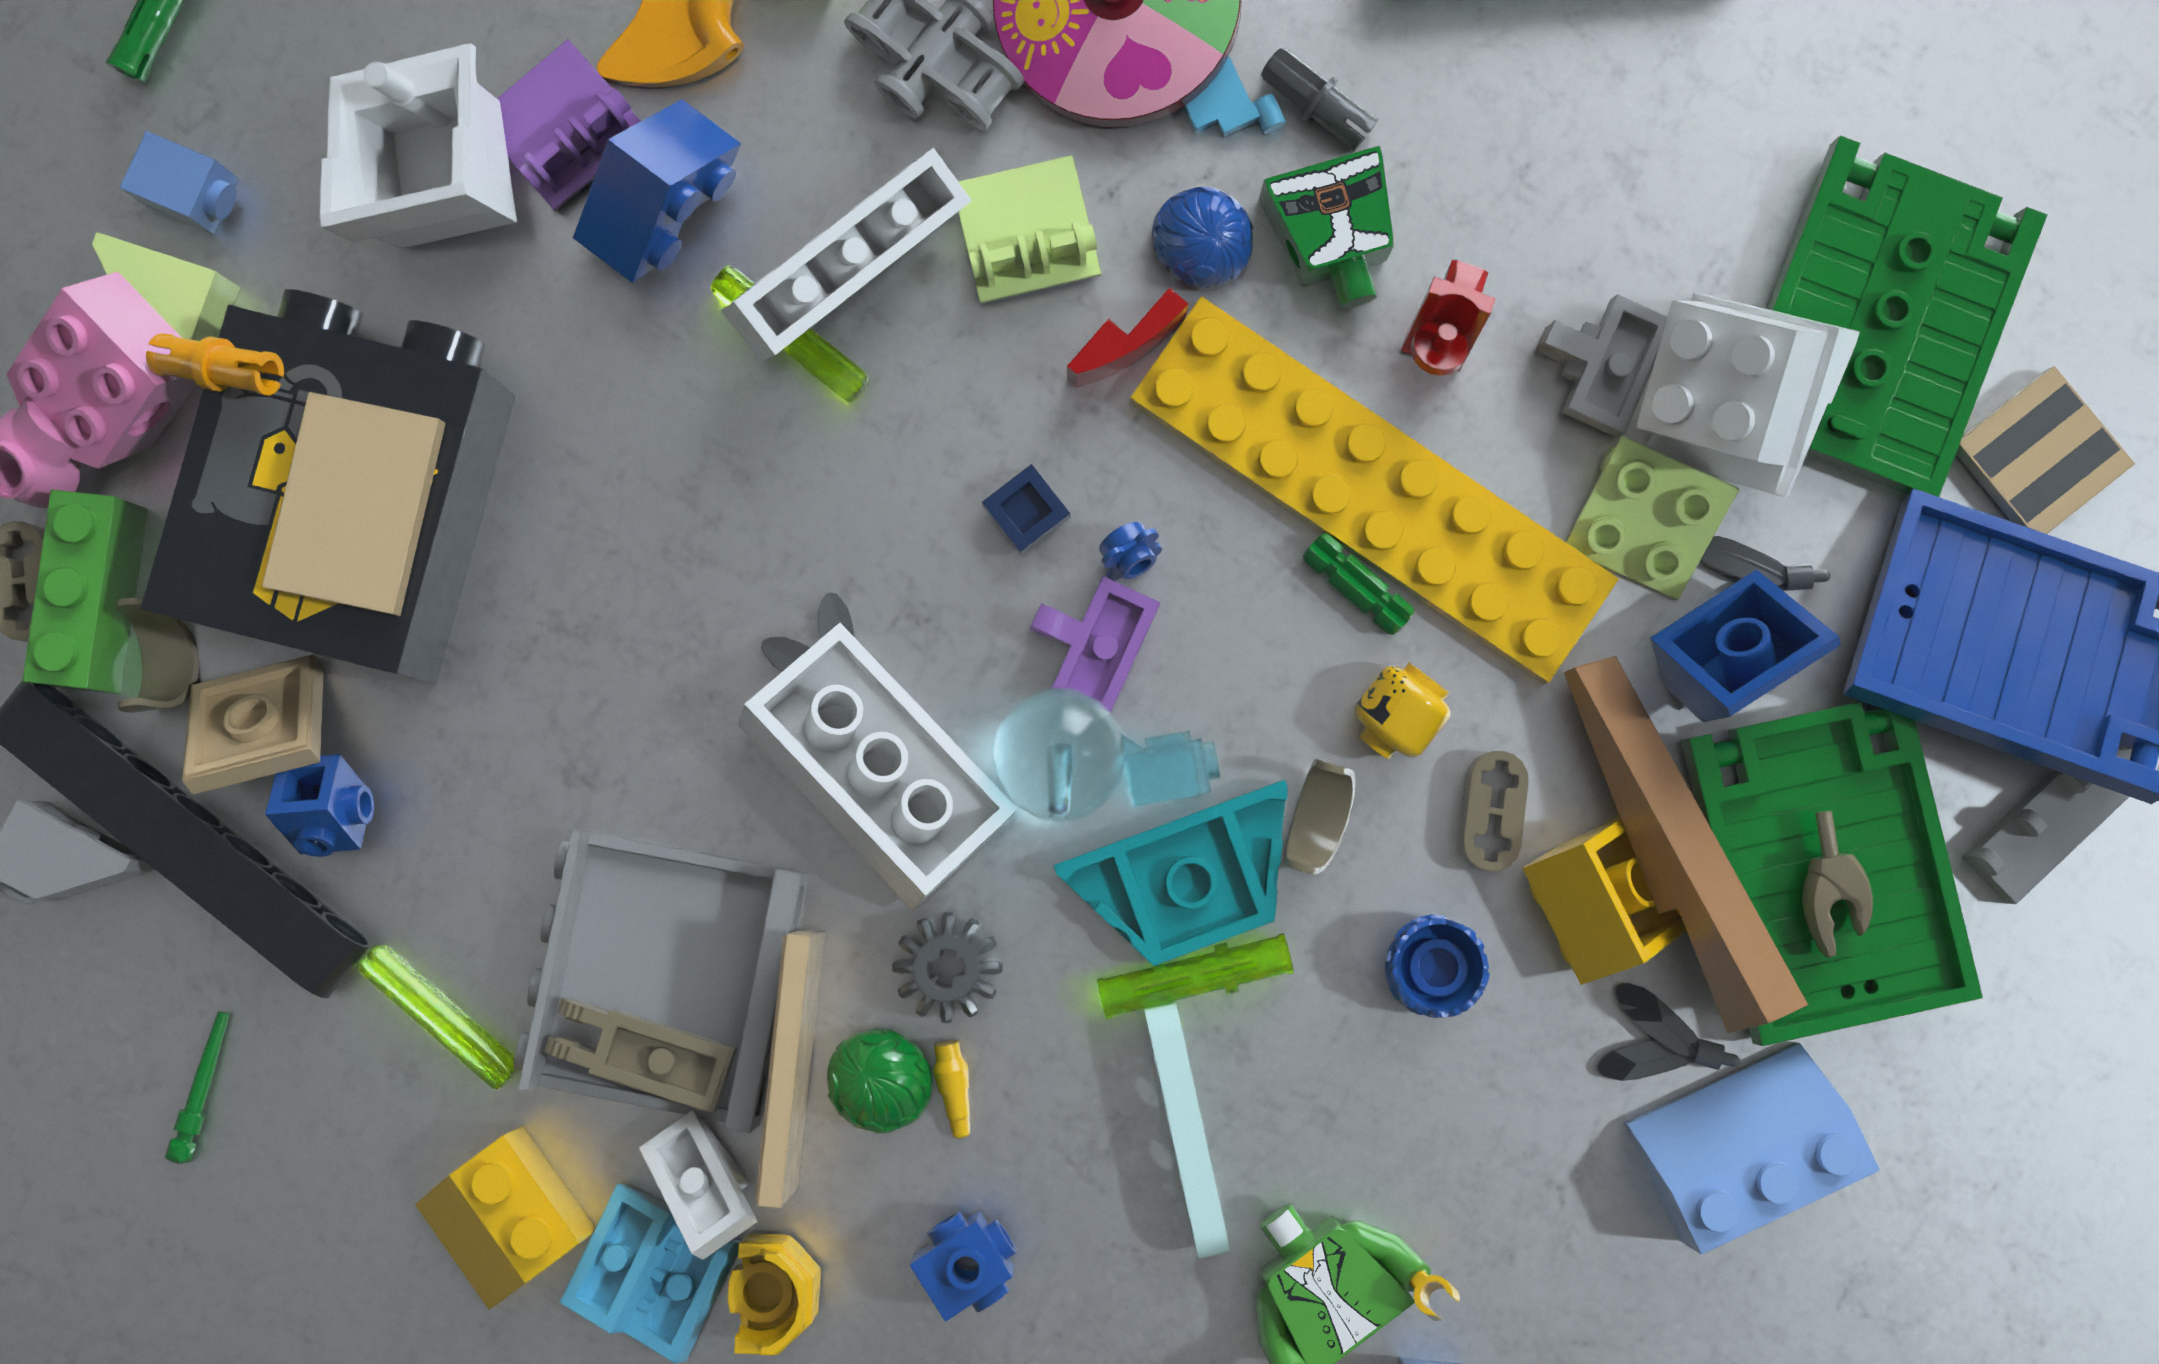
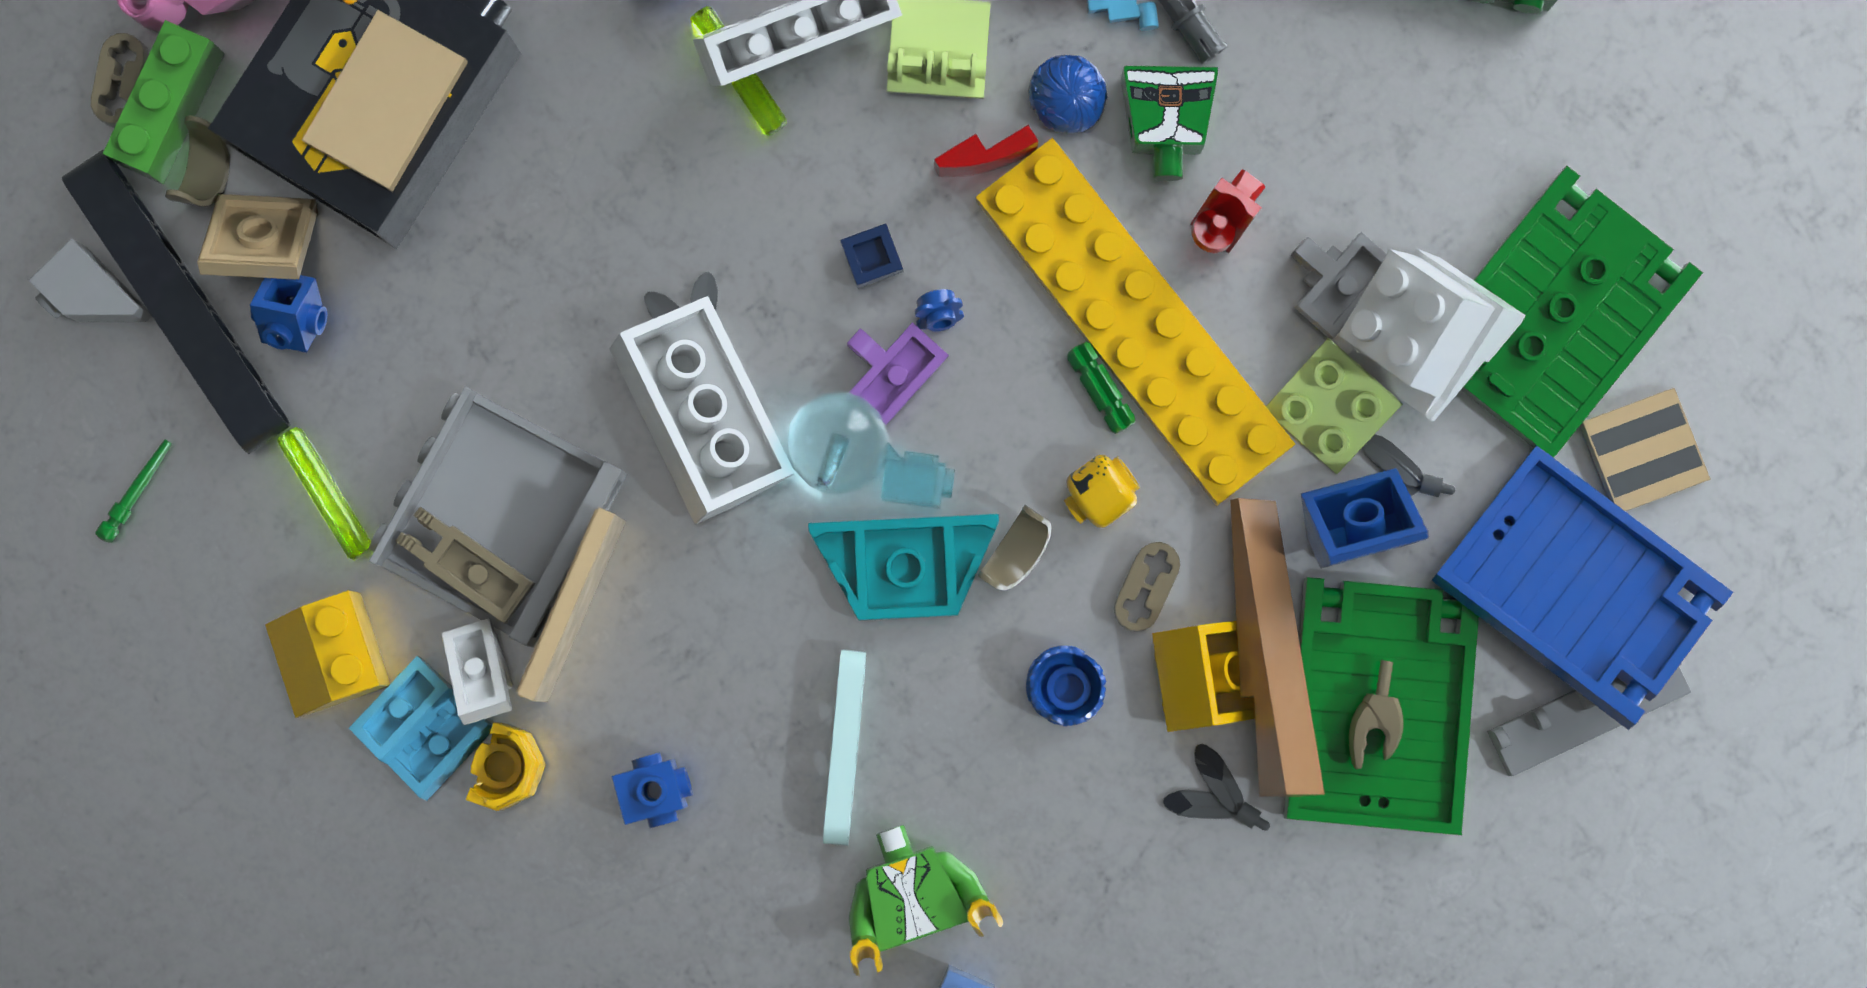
camera: 20 degrees right, 0 degrees up
(879, 1080) = (631, 641): green hair -> none
(933, 951) = (701, 558): dark grey gear -> none
(953, 1085) = (684, 660): yellow piece -> none
(1195, 976) = (947, 639): clear neon green pin -> none
(1750, 1148) = (1254, 890): light blue slope -> none

